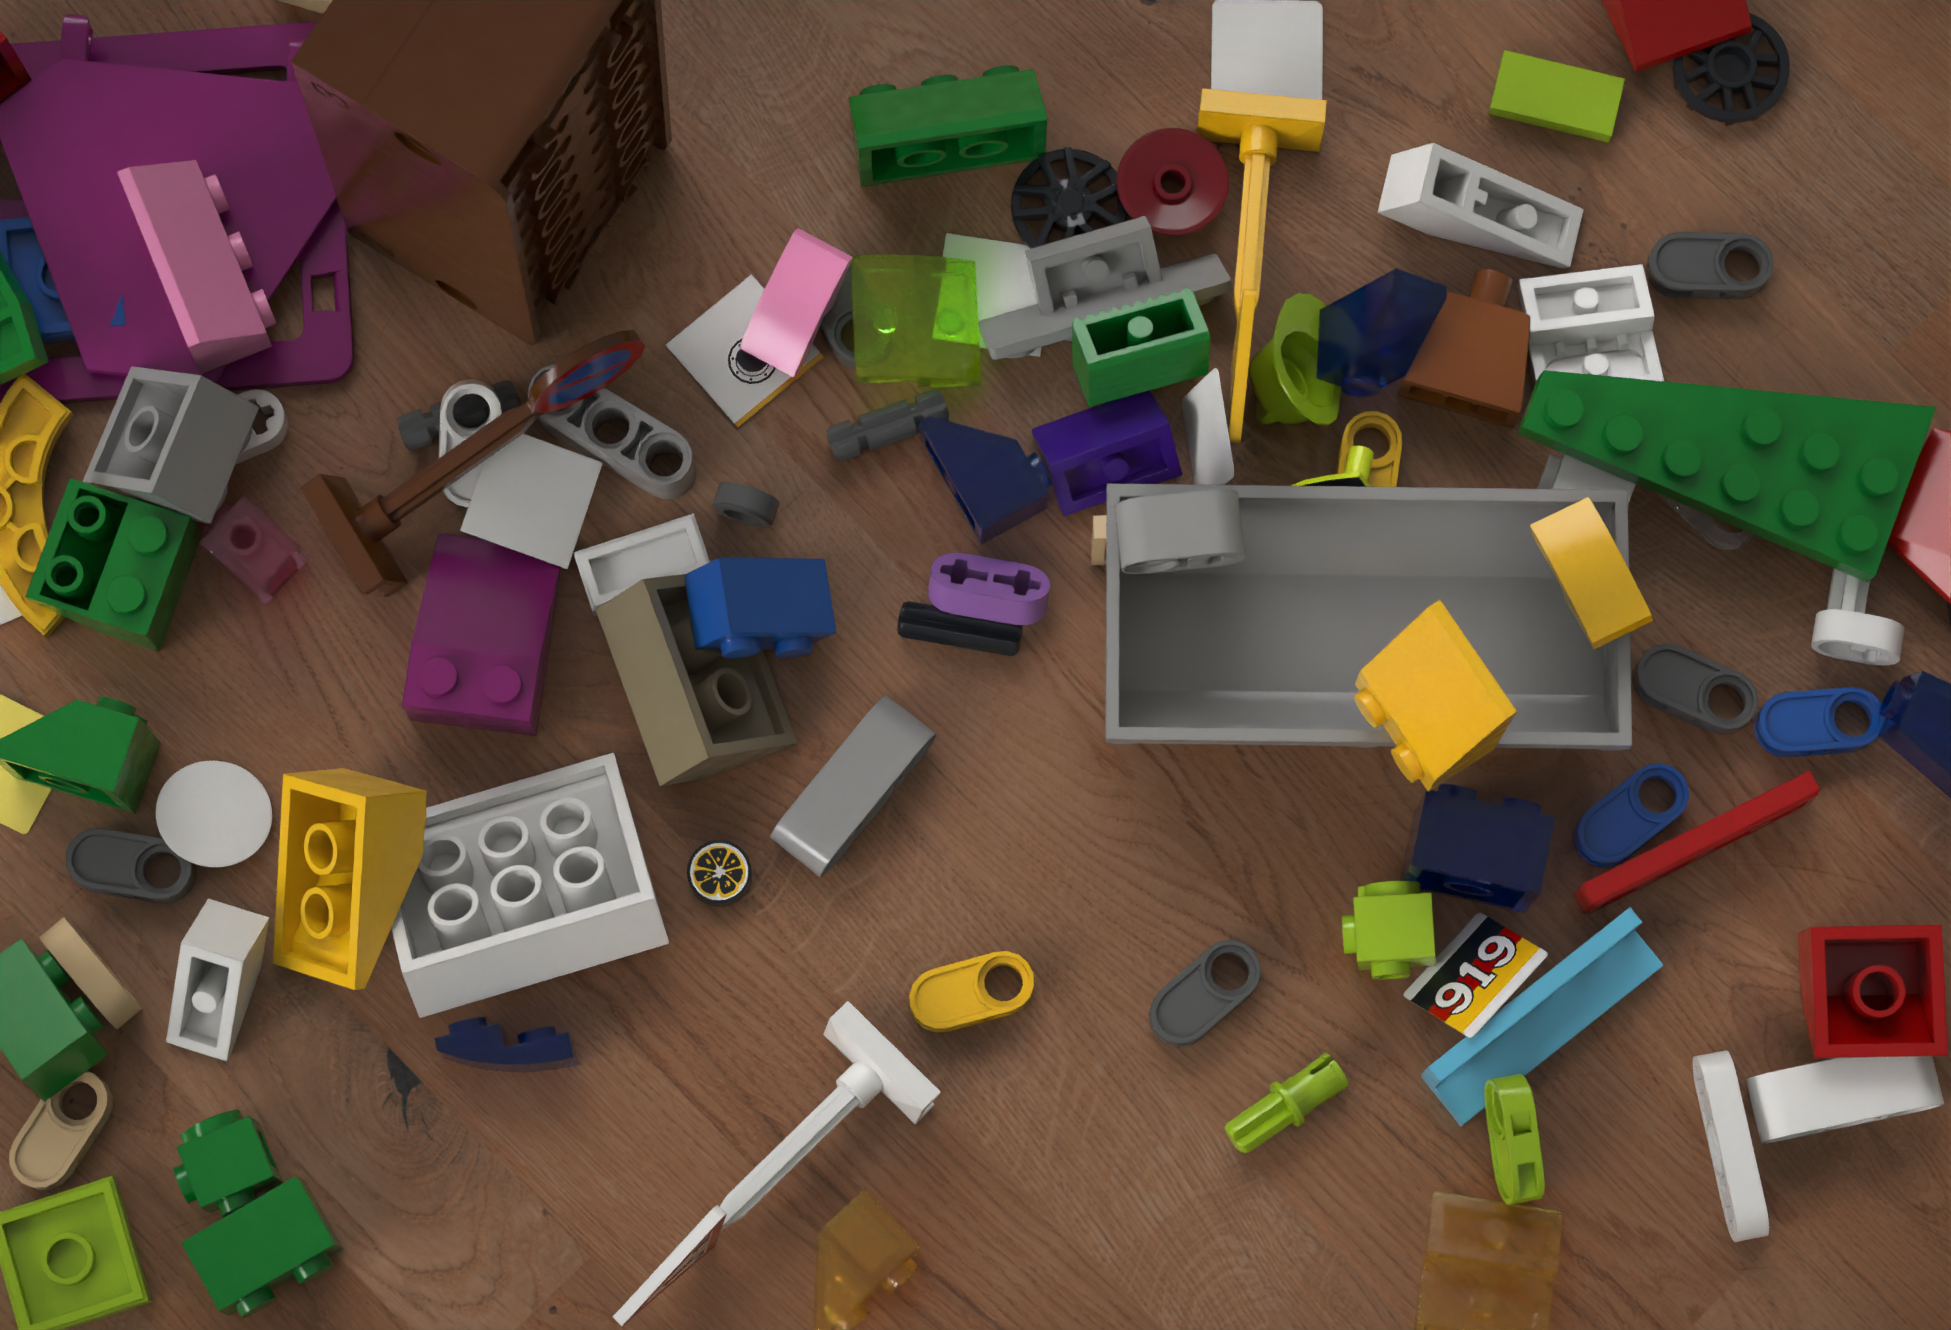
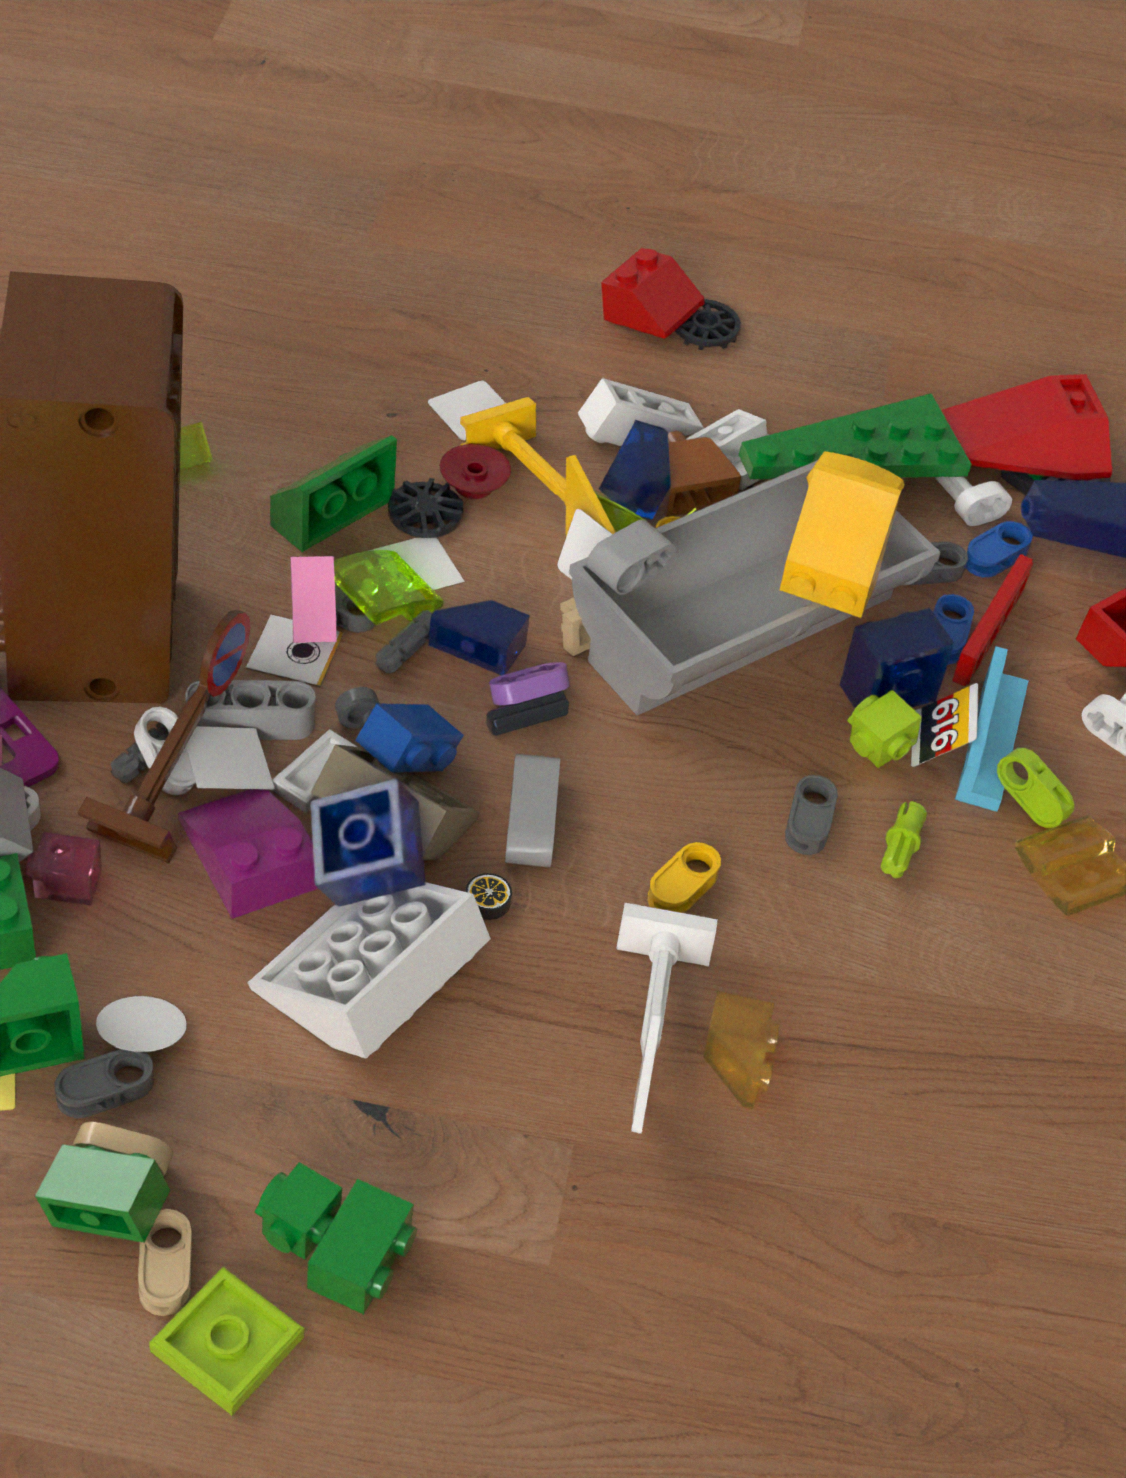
camera: 40 degrees left, 30 degrees down
(216, 978) = (214, 1111): white slope -> none
(343, 870) = (257, 994): yellow slope -> none
(486, 1047) = (430, 1053): clear blue slope -> none
(588, 746) = (367, 843): none -> clear blue brick
(1094, 275) = (472, 523): light grey bracket -> none
(1107, 445) = (541, 595): dark purple panel -> none
(1140, 347) = (521, 537): green brick -> none
(1556, 96) = (636, 365): lime tile -> none
(1695, 267) = (765, 402): dark grey piece -> none

